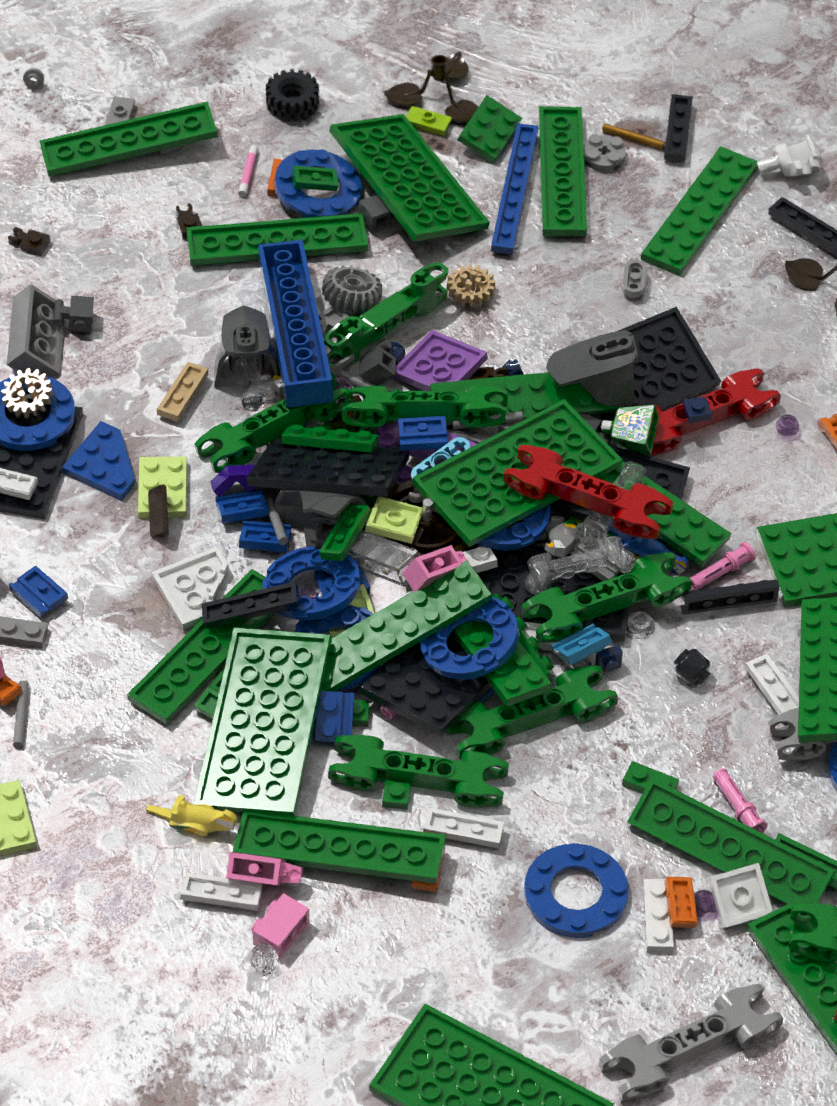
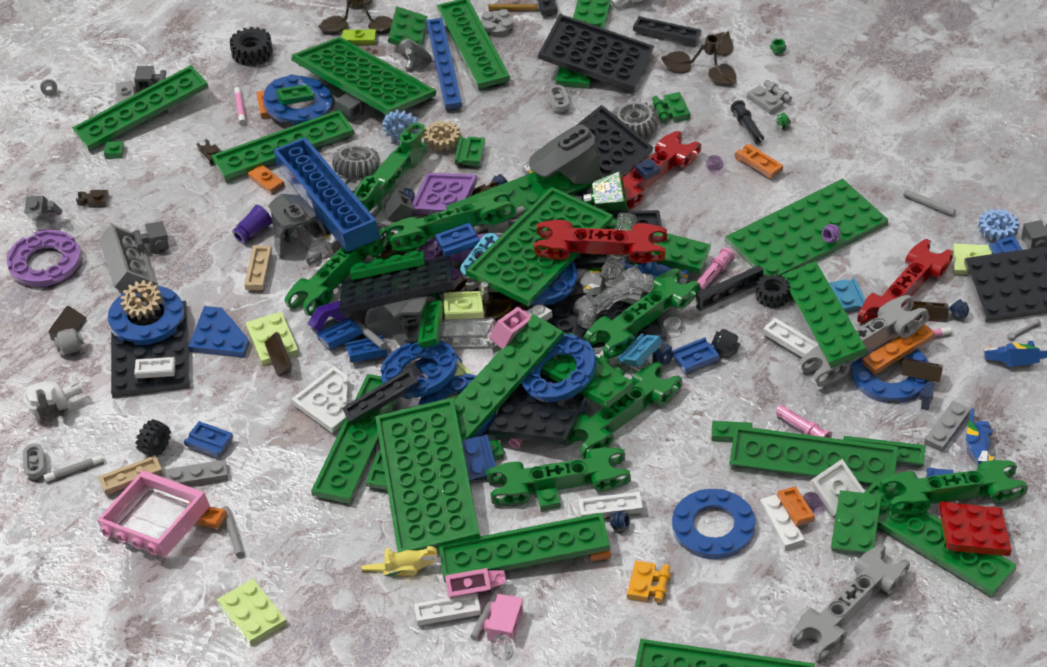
camera: 15 degrees left, 5 degrees down
(78, 184) = (114, 149): none -> green plate
(152, 100) = (146, 77): none -> dark grey brick
(196, 333) = (252, 224): none -> dark purple plant
(239, 278) = (266, 179): none -> orange plate
(244, 929) = (485, 614): none -> light grey bar
(420, 255) = (398, 121): none -> light blue gear
(461, 931) = (641, 582): none -> light orange plate
(466, 850) = (619, 520): none -> dark blue plate
(479, 162) = (412, 50): none -> light grey shield
(496, 316) = (470, 151): none -> green plate
(649, 670) = (695, 355): none -> blue plate
(705, 231) = (596, 52): none -> black plate
(718, 335) = (638, 116): none -> light grey gear
(743, 946) = (856, 522): none -> green plate
(775, 333) = (676, 107): none -> green plate
(779, 628) = (772, 298): none -> black tyre

